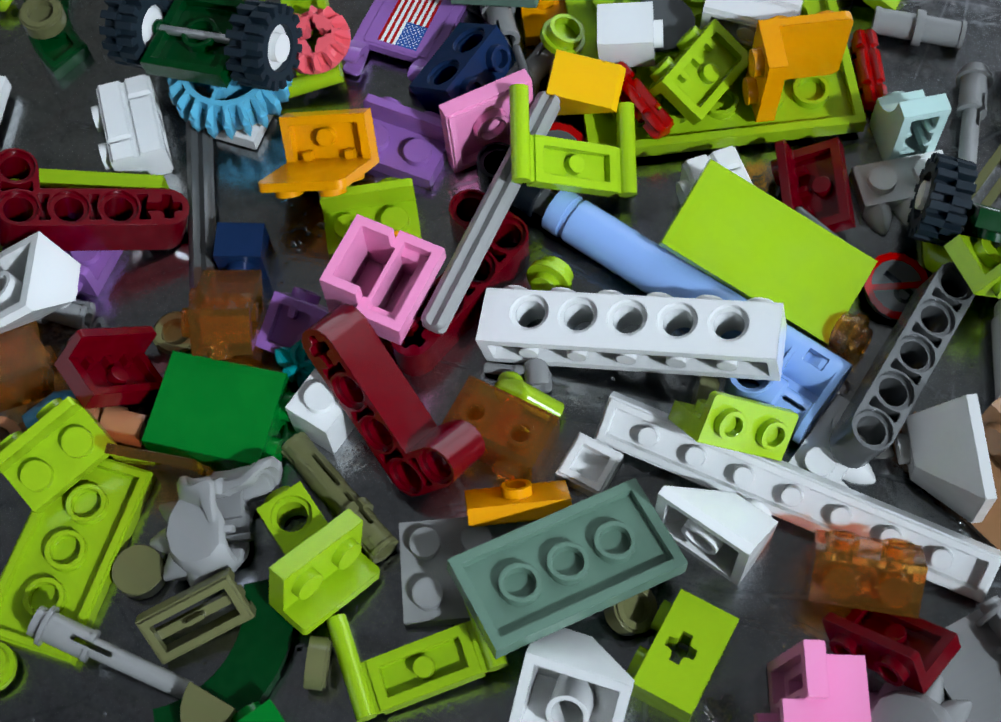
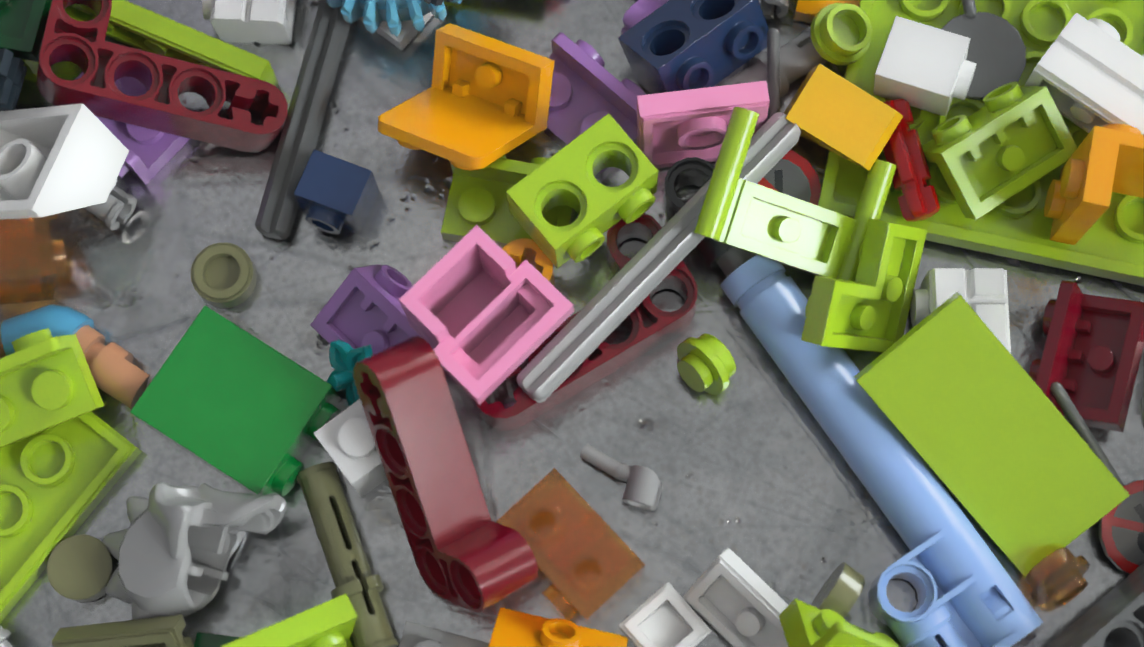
camera: 20 degrees right, 10 degrees up
(110, 366) = (123, 302): dark red bracket -> none
(158, 461) = (145, 446): clear orange piece -> none
(224, 313) = (283, 277): clear orange brick -> none
(285, 504) = (258, 561): lime brick -> none
(412, 179) = (571, 182): none -> lime brick
(514, 384) = (604, 496): lime arm -> none
(650, 198) = (875, 306): none -> lime plate
(651, 348) = (919, 577): white brick -> none

